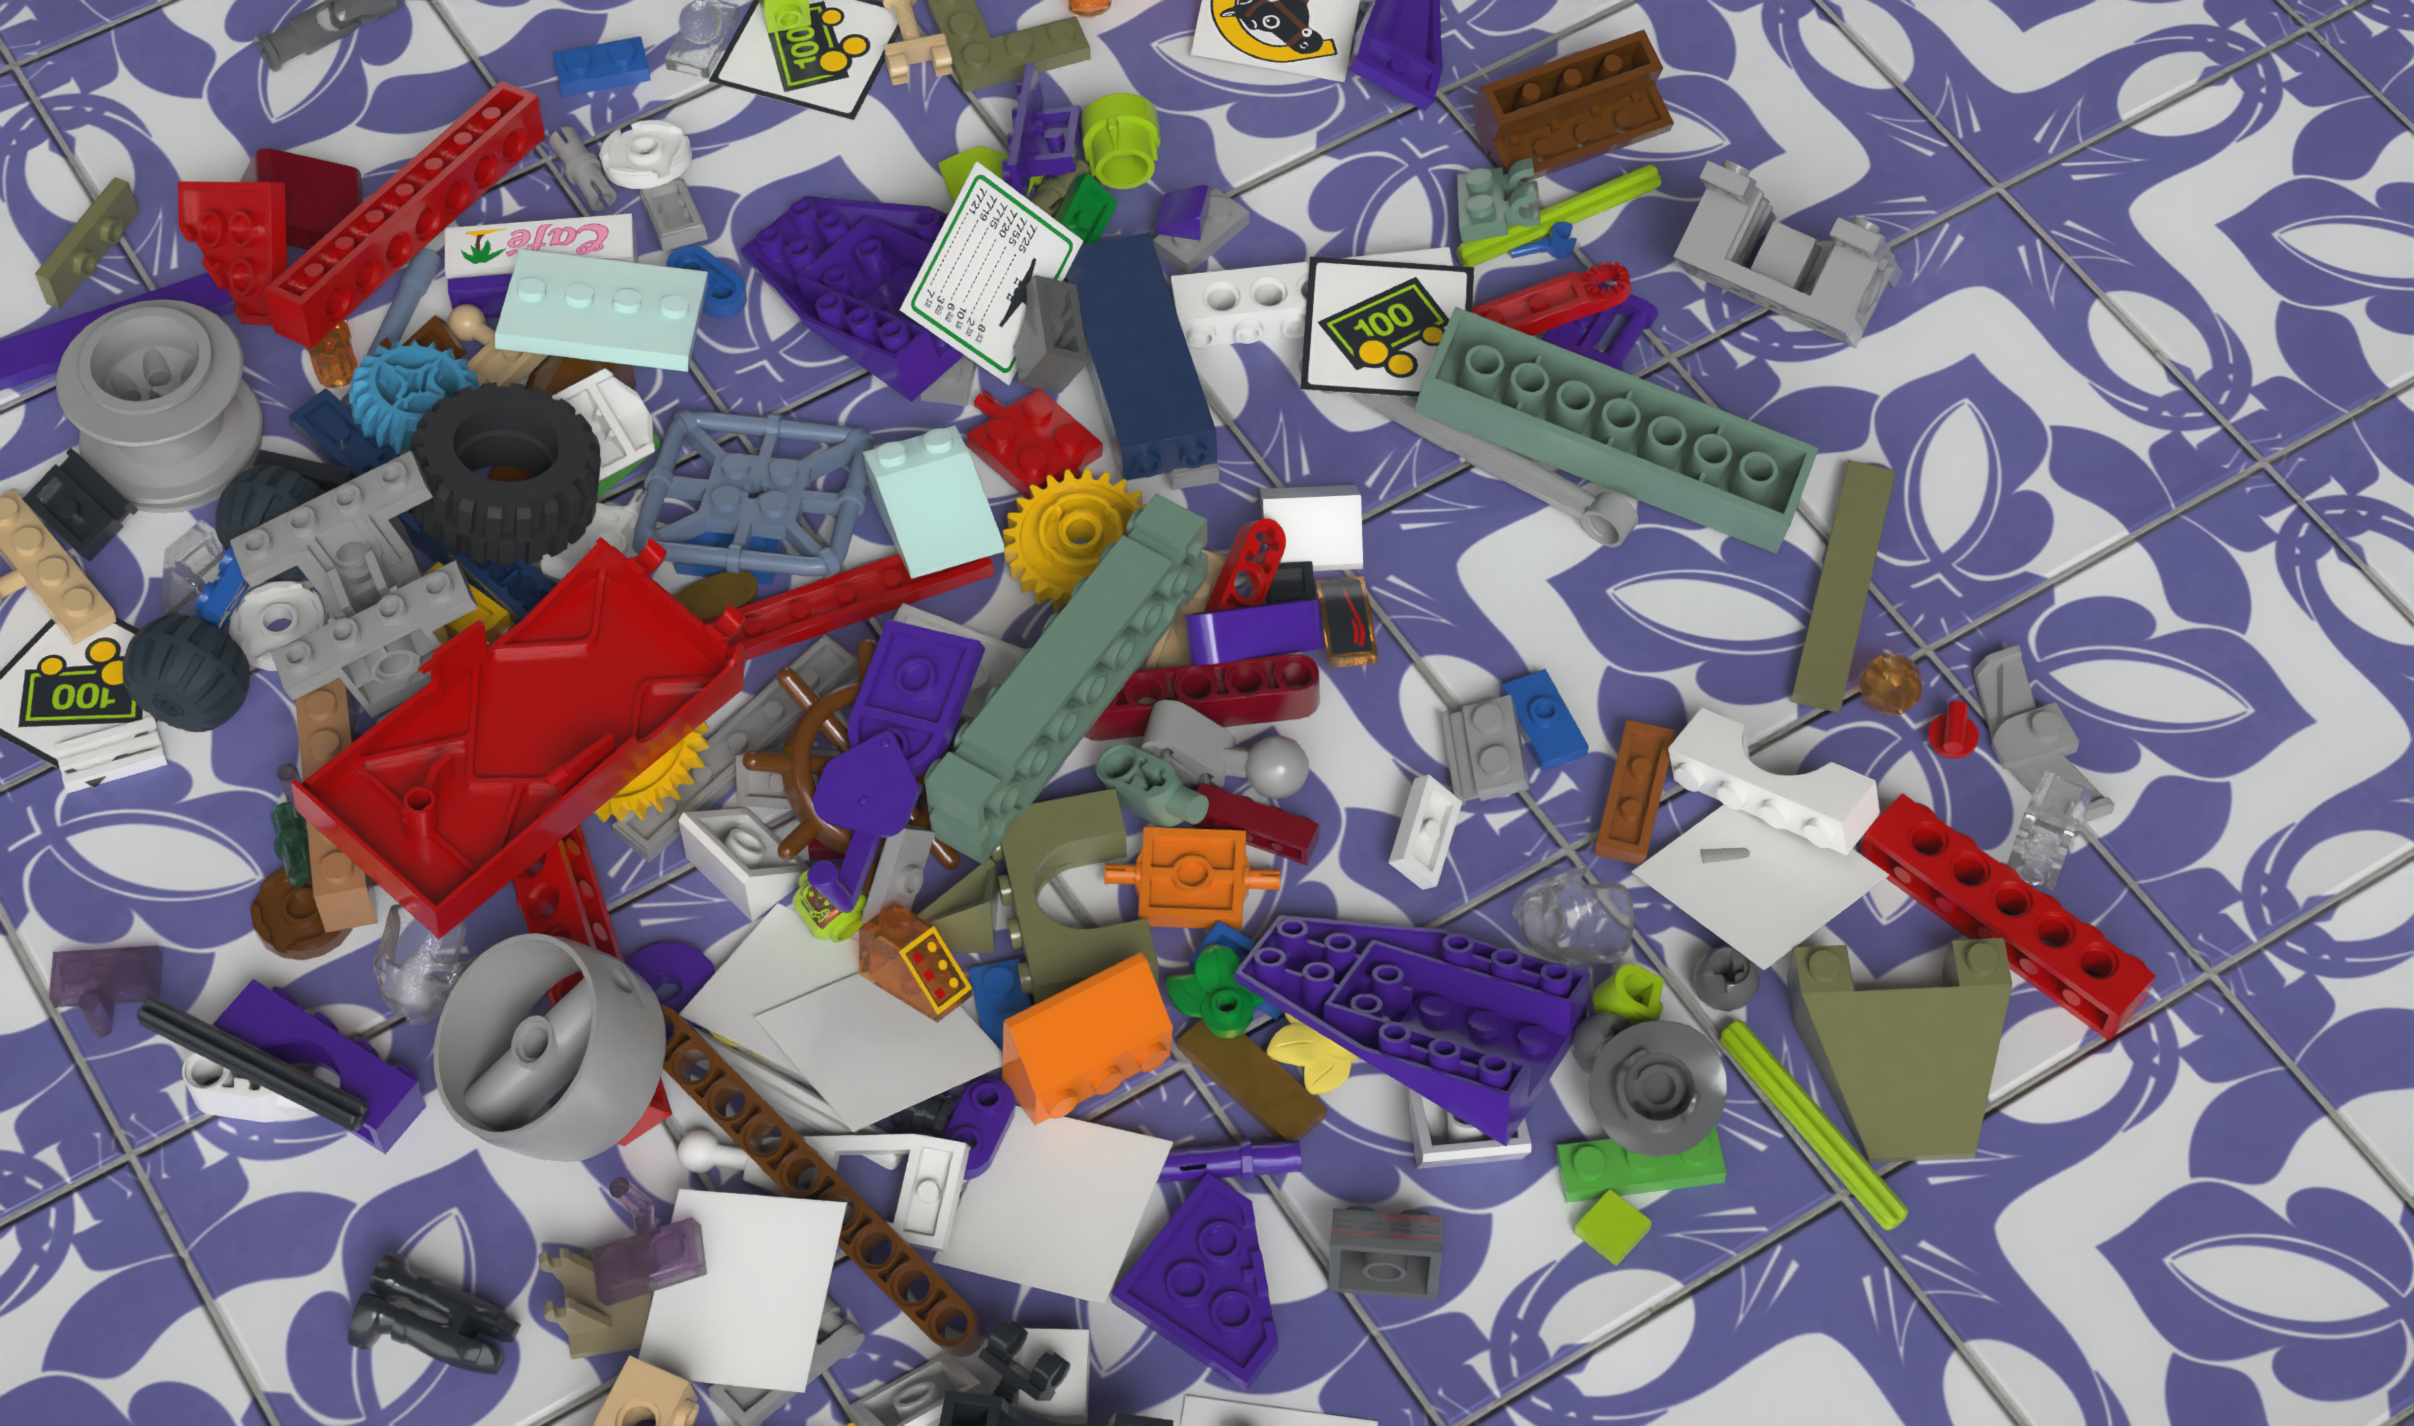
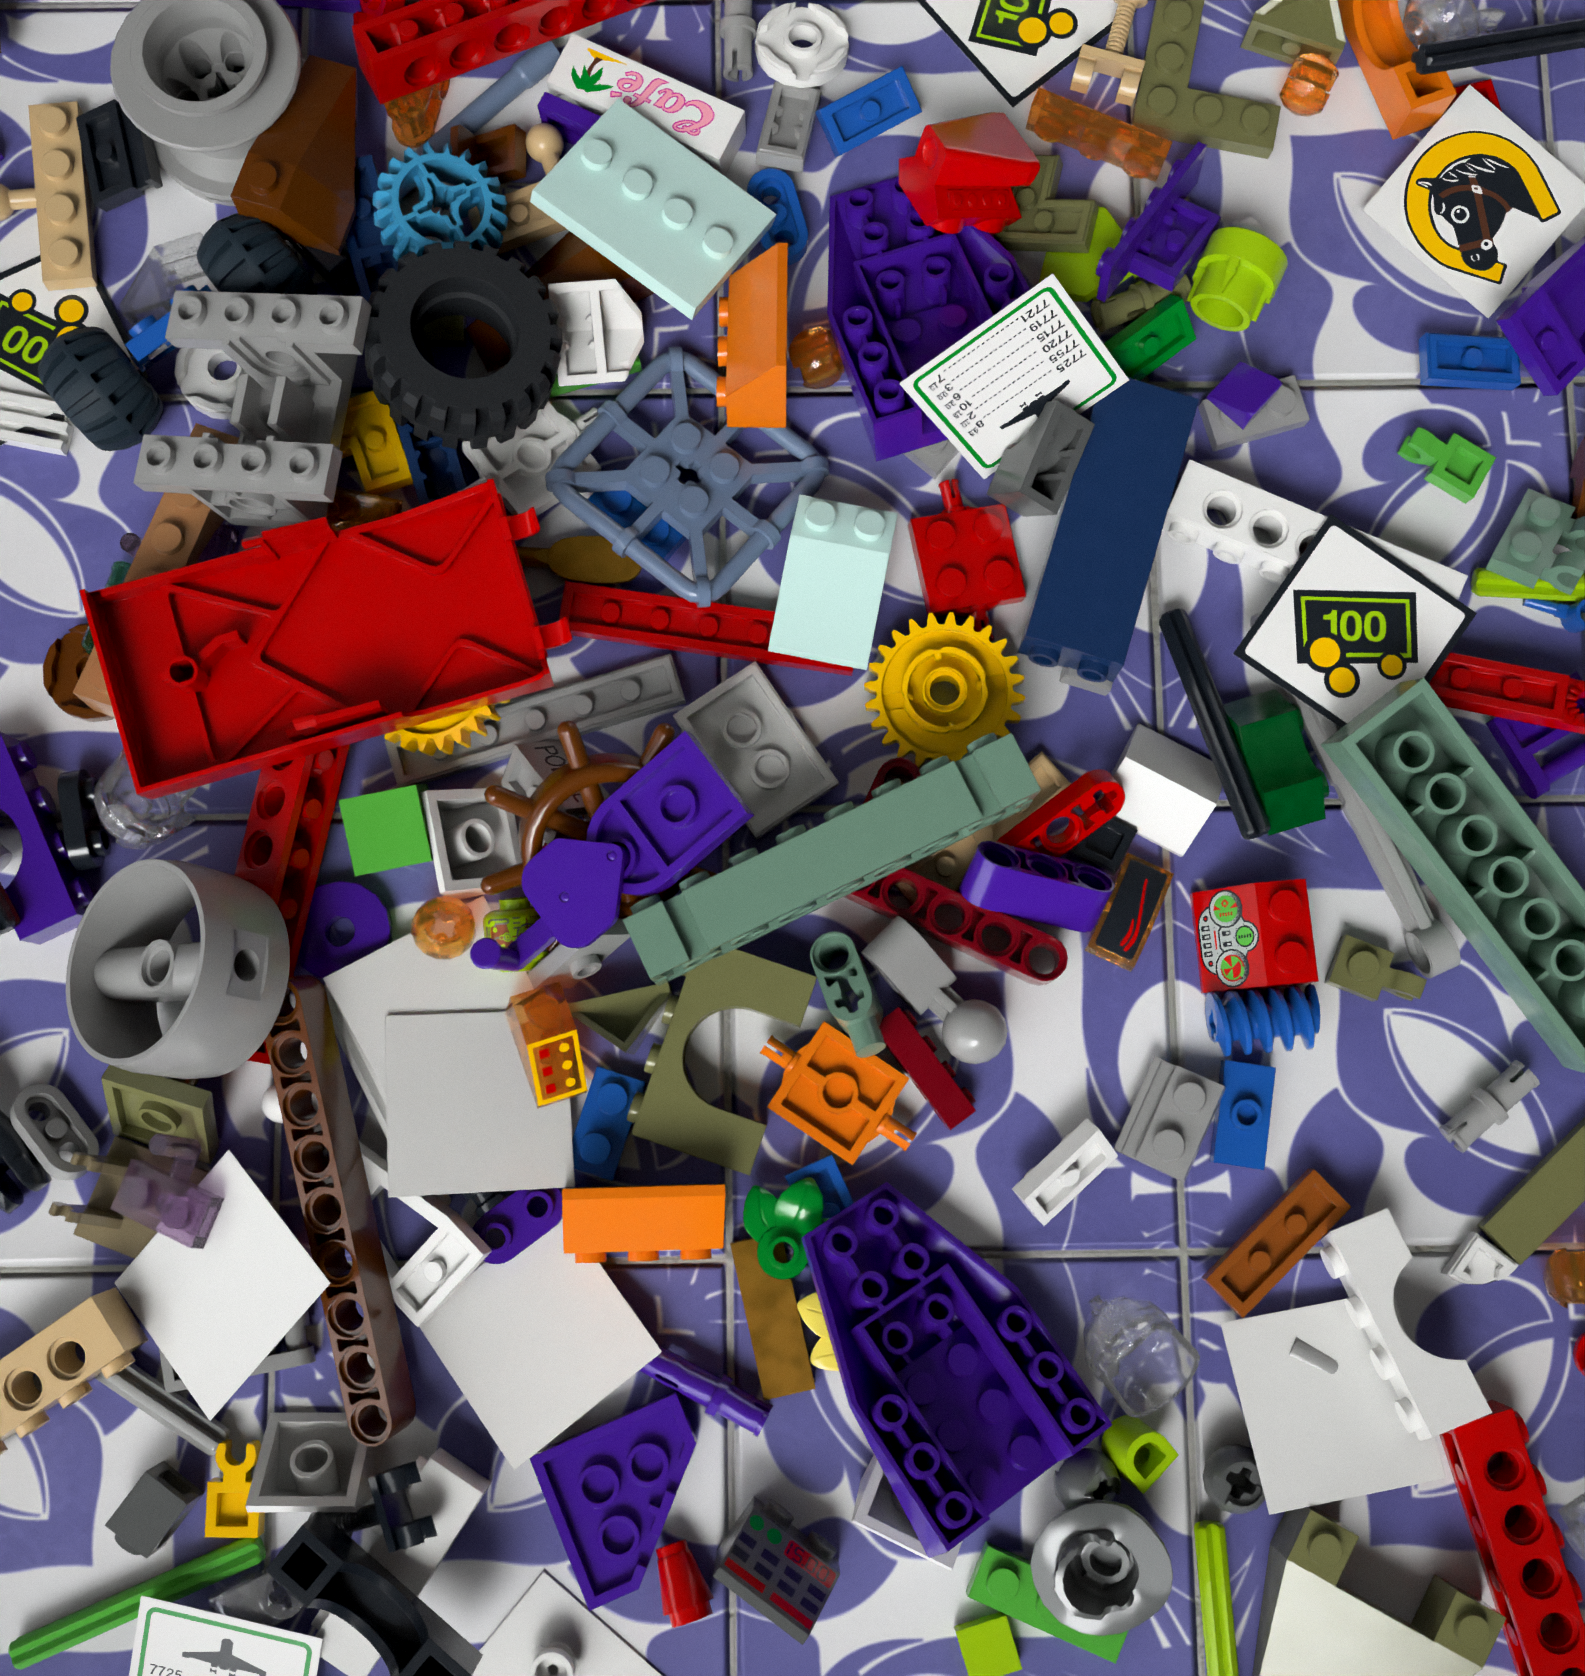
camera: 30 degrees right, 25 degrees up
(280, 415) = (306, 162): none -> reddish brown wedge
(359, 1009) = (84, 835): none -> black plate
(500, 1280) = (59, 1131): none -> light grey plate
(577, 1194) = (154, 1104): none -> olive tile
(666, 873) = (386, 829): none -> bright green head
(735, 173) = (868, 111): none -> blue plate
(754, 362) = (755, 342): none -> orange slope
(762, 924) = (439, 945): none -> clear orange piece
(809, 359) = (816, 357): none -> clear orange piece
(852, 167) = (967, 173): none -> red piece
(924, 179) = (1046, 221): none -> olive tile
(939, 101) = (1097, 135): none -> clear orange plate
(1317, 1324) = (682, 1585): none -> red cone
(1321, 451) = (1214, 724): none -> black axle
(1348, 113) = (1468, 361): none -> blue plate
(1386, 185) = (1454, 465): none -> bright green plate
(1387, 454) = (1278, 760): none -> dark green brick
(1461, 583) = (1254, 936): none -> red slope
(1508, 634) = (1263, 1018): none -> blue piece
(1570, 569) = (1366, 970): none -> olive plate
(1735, 607) = (1489, 1106): none -> light grey pin
(1811, 724) = (1478, 1262): none -> white tile

